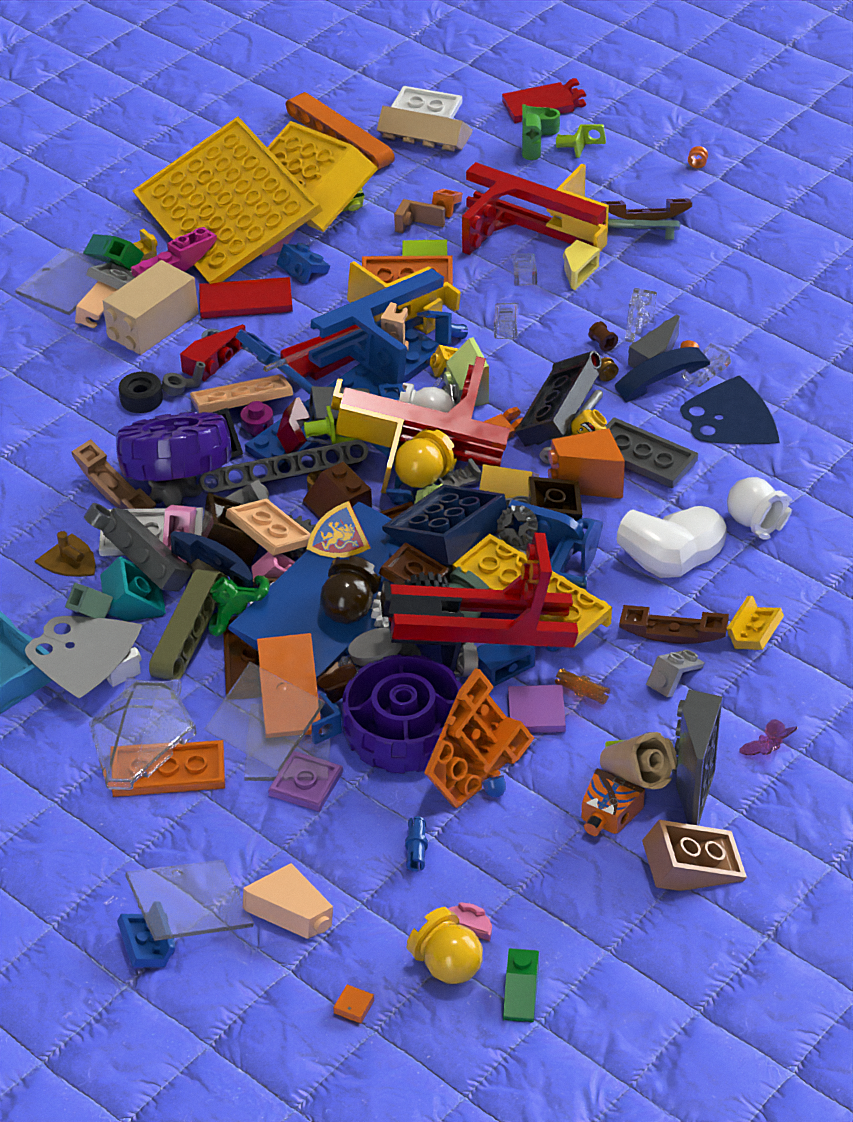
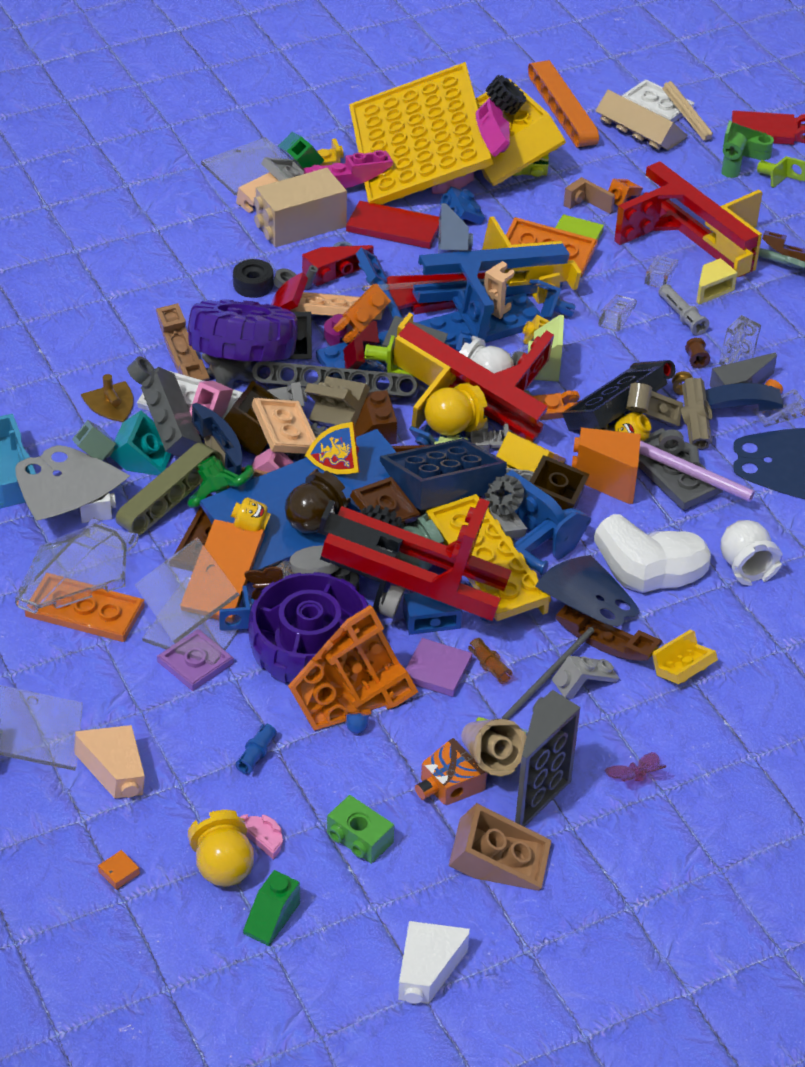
camera: 20 degrees right, 0 degrees up
(191, 396) = (290, 292): none -> red slope
(276, 393) = (362, 312): none -> orange hinge
(291, 623) = (250, 515): none -> yellow head
(301, 488) = (336, 401): none -> dark tan bracket
(303, 138) = (505, 94): none -> black tyre
(304, 171) = (493, 127): none -> dark pink slope
(322, 290) = (453, 232): none -> sand blue slope
(462, 106) = (687, 111): none -> tan axle
(557, 883) = (360, 829): none -> bright green brick
(573, 302) = (688, 314): none -> light grey pin
(599, 397) = (654, 405): none -> dark tan plate
(625, 587) = (578, 583): none -> dark blue piece
(634, 427) = (673, 443): none -> dark grey plate
(638, 393) = (696, 412): none -> dark tan piece
(640, 682) = (548, 674): none -> dark grey axle
(673, 448) = (696, 471): none -> lavender piece
(687, 977) = (429, 959): none -> white slope

